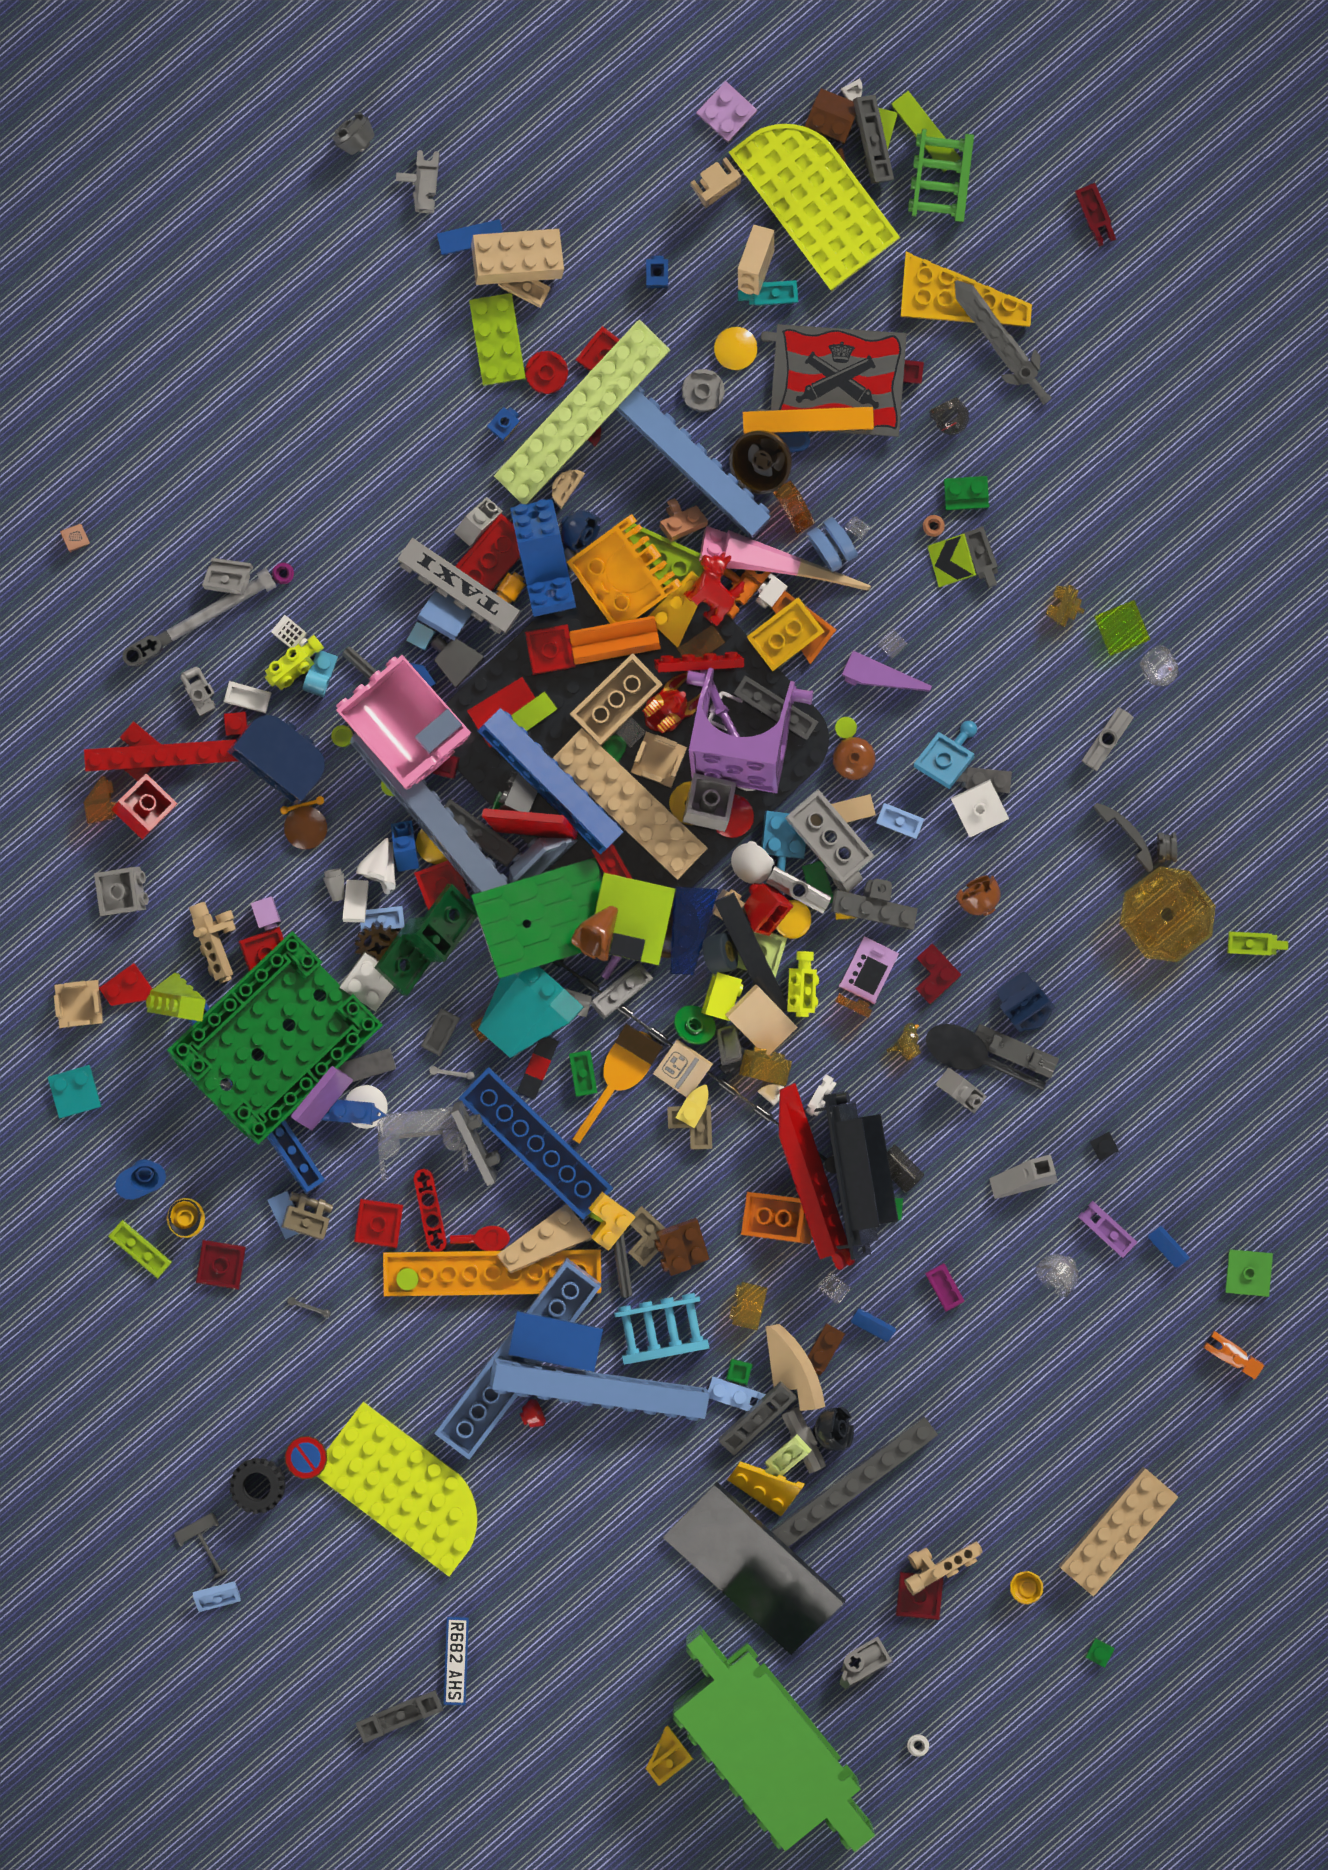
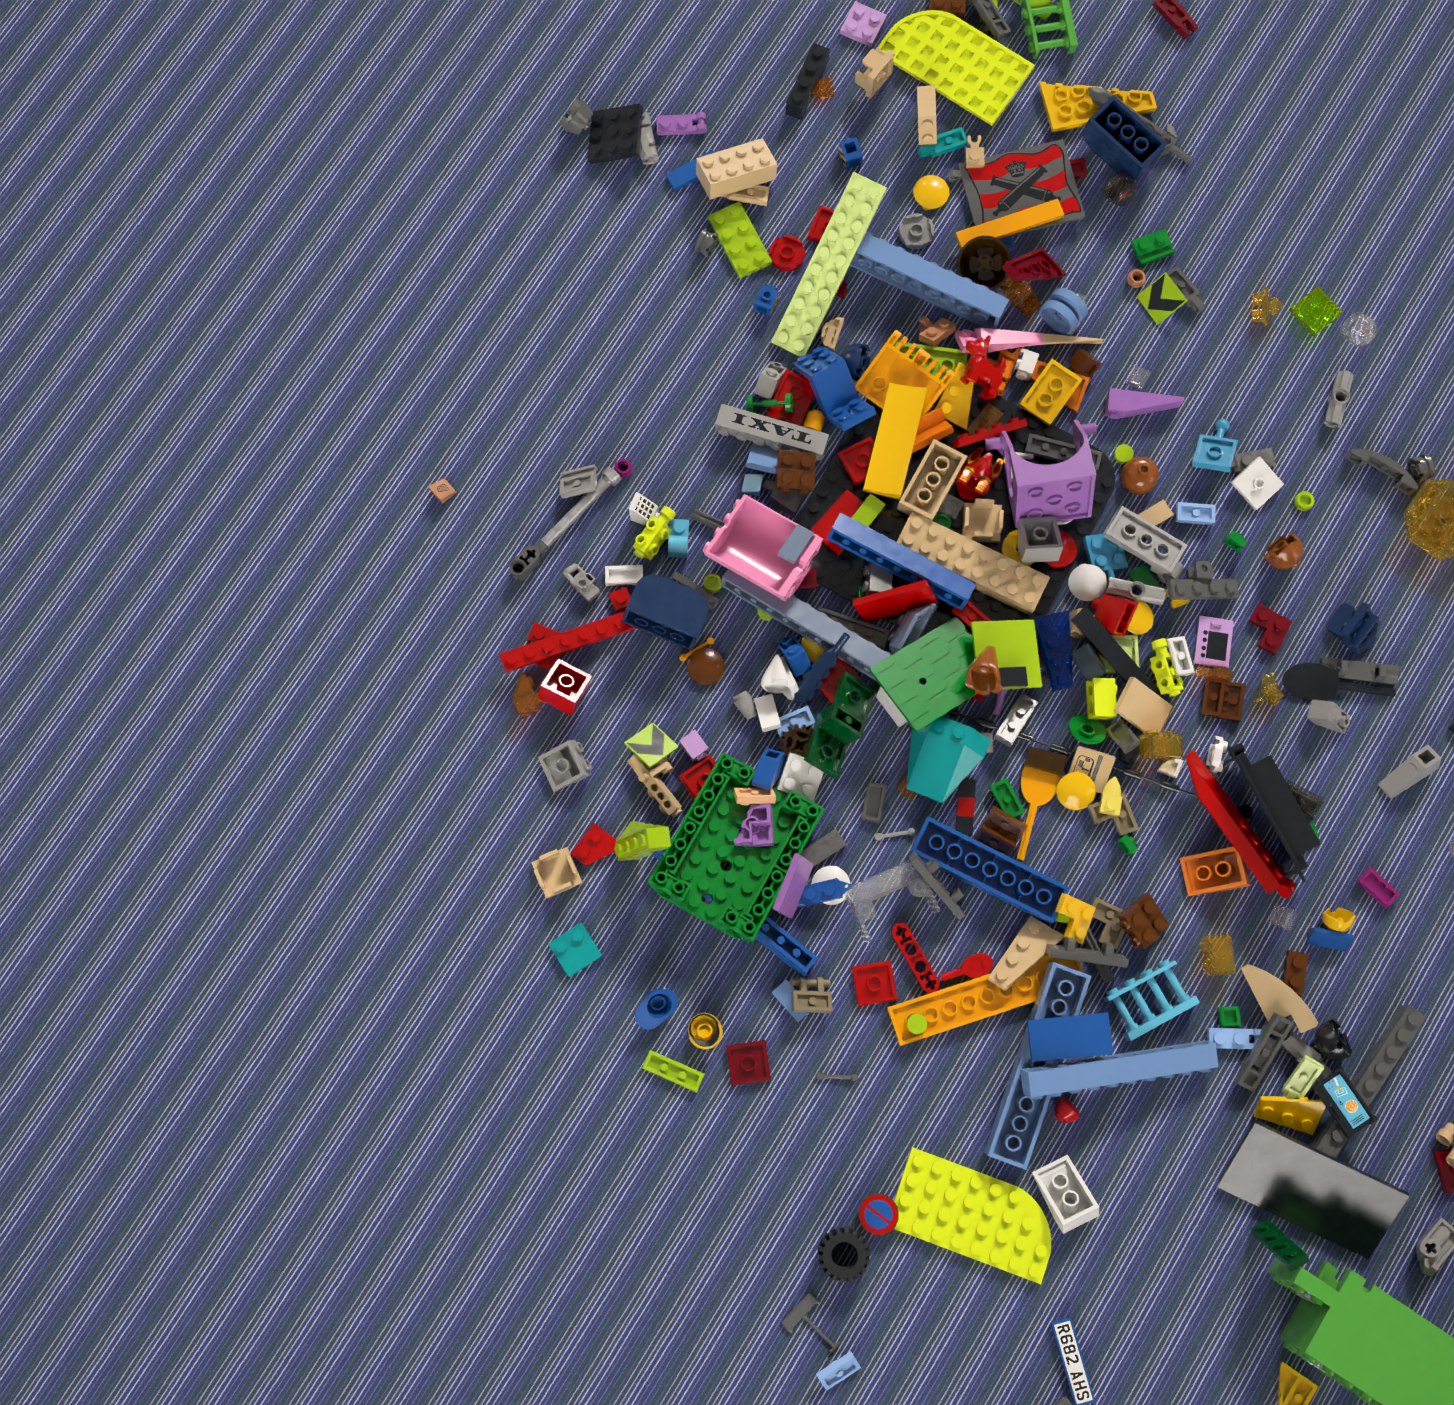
camera: 15 degrees left, 10 degrees down
(219, 898) = (651, 745): none -> lime piece
(303, 1024) = (757, 827): none -> medium lavender slope
(307, 725) = (711, 600): none -> dark grey hinge
(311, 989) = (754, 796): none -> light nougat plate
(336, 964) = (768, 769): none -> blue slope
(392, 167) = (615, 133): none -> black plate
(426, 873) = (820, 669): none -> dark blue sword
(448, 543) = (750, 403): none -> green wheel
(456, 335) = (706, 243): none -> dark grey wheel
(468, 643) = (795, 471): none -> reddish brown plate
(473, 174) = (681, 124): none -> medium lavender plate
(504, 1496) = (1066, 1194): none -> white slope
(563, 1106) = (1000, 831): none -> reddish brown slope
(589, 641) = (895, 440): none -> yellow arch
(601, 1261) = (1104, 956): none -> dark grey hinge
(635, 167) = (806, 80): none -> black arch
(652, 179) = (823, 88): none -> clear orange plate
(659, 1087) = (1076, 791): none -> yellow dish
(695, 1161) = (1127, 844): none -> green plate
(697, 1610) = (1280, 1245): none -> dark green plate
(797, 321) = (974, 154): none -> tan plate
(815, 481) = (1033, 266): none -> dark red wing
(818, 1493) = (1346, 1102): none -> door
(823, 975) = (1180, 656): none -> white slope
(838, 609) = (1084, 363): none -> reddish brown panel
(855, 1036) = (1223, 699): none -> reddish brown slope
(888, 1309) = (1339, 920): none -> yellow hair
(932, 865) = (1235, 541): none -> green plate
(969, 360) = (1122, 139): none -> dark blue brick
(1027, 843) = (1304, 501): none -> lime tile

